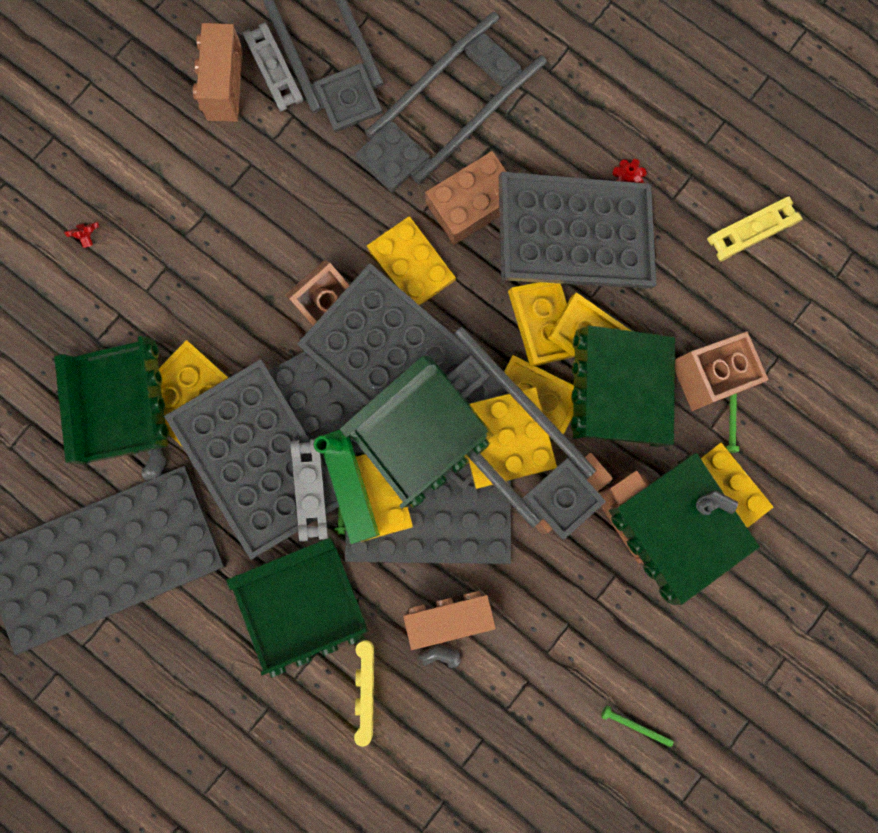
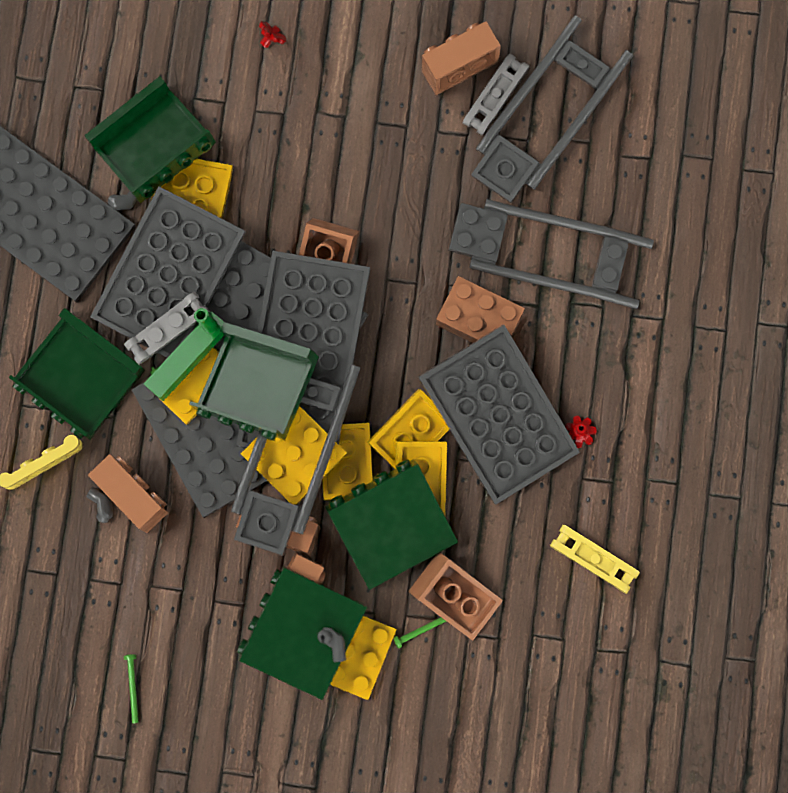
camera: 65 degrees right, 0 degrees up
(411, 261) = (399, 300): yellow plate -> none

